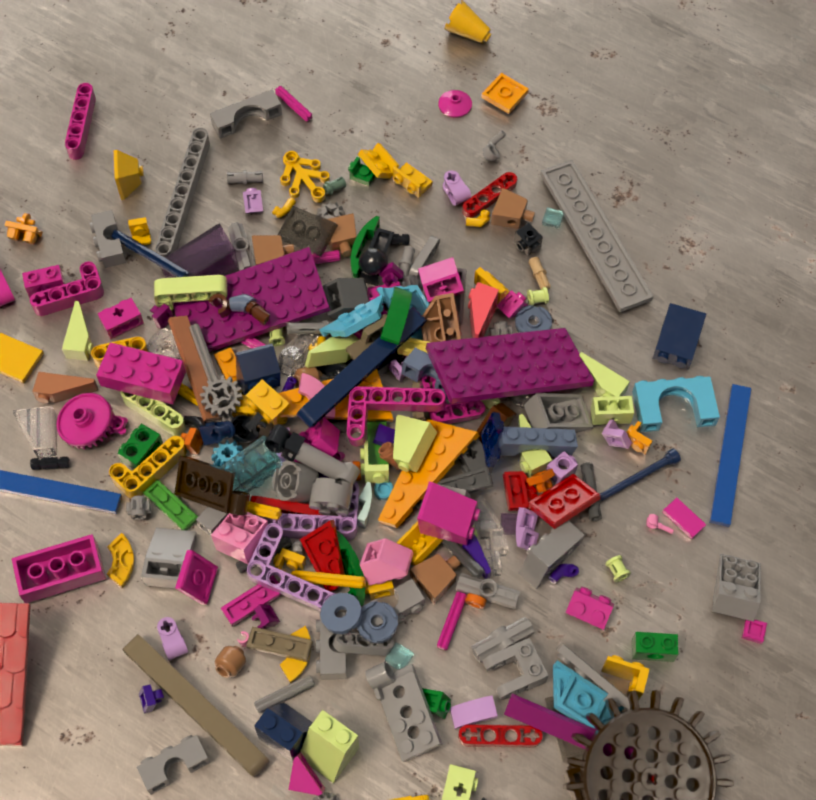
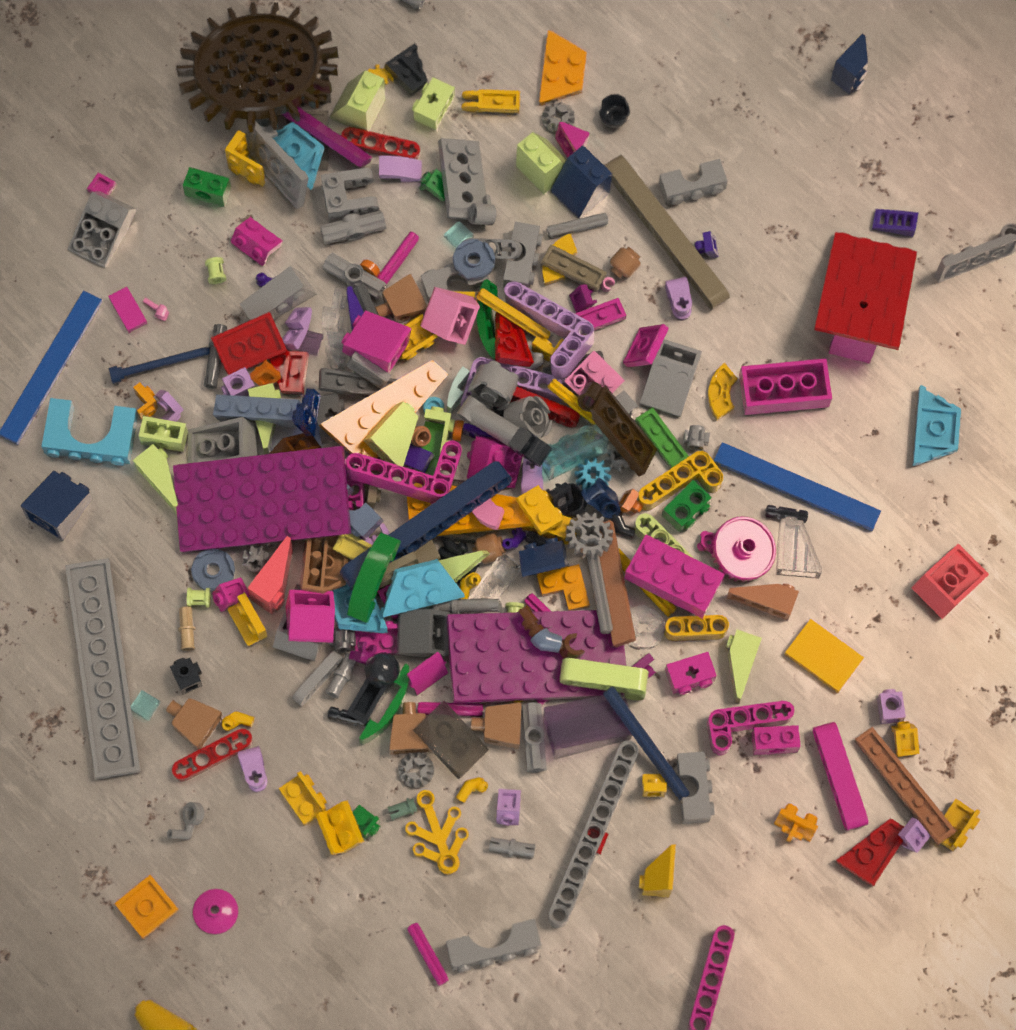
camera: 170 degrees left, 10 degrees up
(336, 603) = (513, 260): sand blue tile -> none
(338, 271) = (427, 673): none -> dark pink piece
(534, 768) = (360, 101): none -> yellowish green slope

